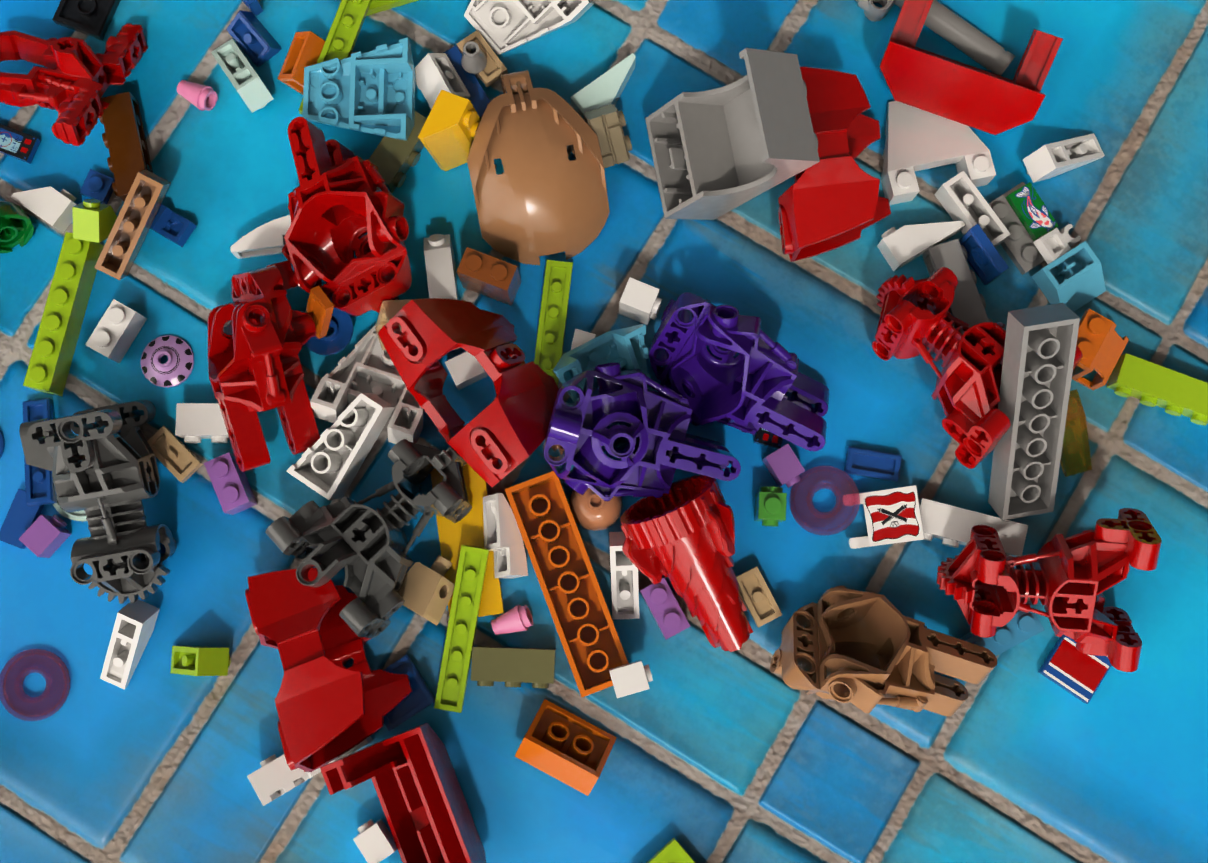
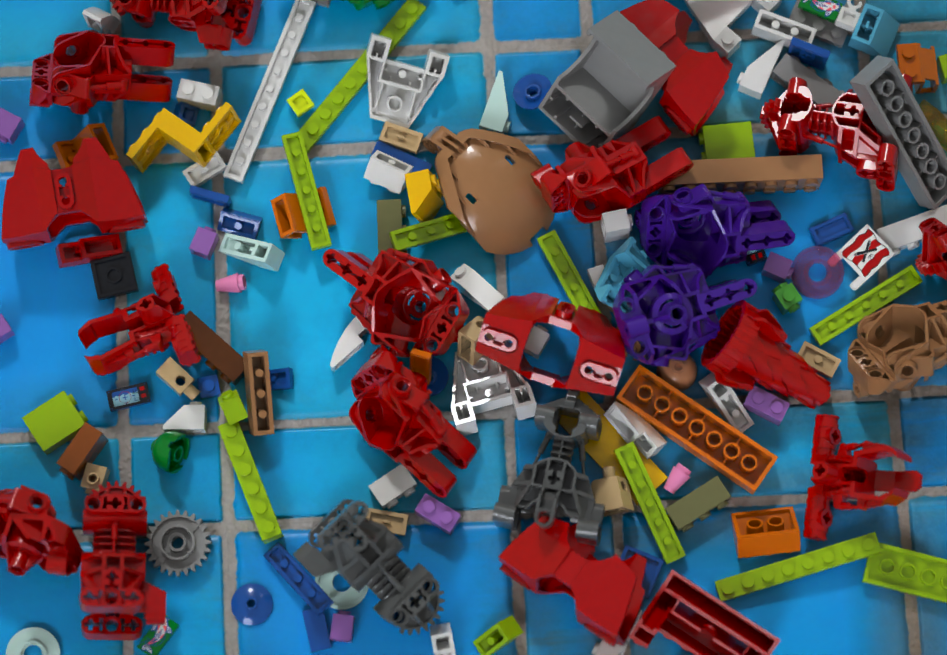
camera: 30 degrees left, 5 degrees down
(64, 158) = (170, 372): none -> tan torso
(116, 331) = (293, 469): white brick -> none
(175, 370) = (340, 477): lavender dish -> none
(200, 32) = (204, 242): none -> medium lavender brick
(343, 447) = (495, 445): white wedge -> none
(364, 92) = (347, 209): medium azure wedge -> none
(428, 173) = (426, 232): none -> lime plate
(473, 58) = (399, 145): light grey cone -> none
(489, 276) = (511, 272): dark orange brick -> none
(574, 811) = (798, 567): none -> lime plate
(608, 125) = (517, 126): dark tan brick -> none
(630, 678) = (777, 457): white brick -> none
(650, 96) = (528, 86): none -> blue dish
(670, 240) = (611, 175): none -> red piece
(698, 758) = (850, 477): none -> red piece
(816, 338) = (752, 175): none -> medium nougat brick
(822, 297) = (727, 141): none -> lime brick
(852, 572) = (865, 305): none -> lime plate

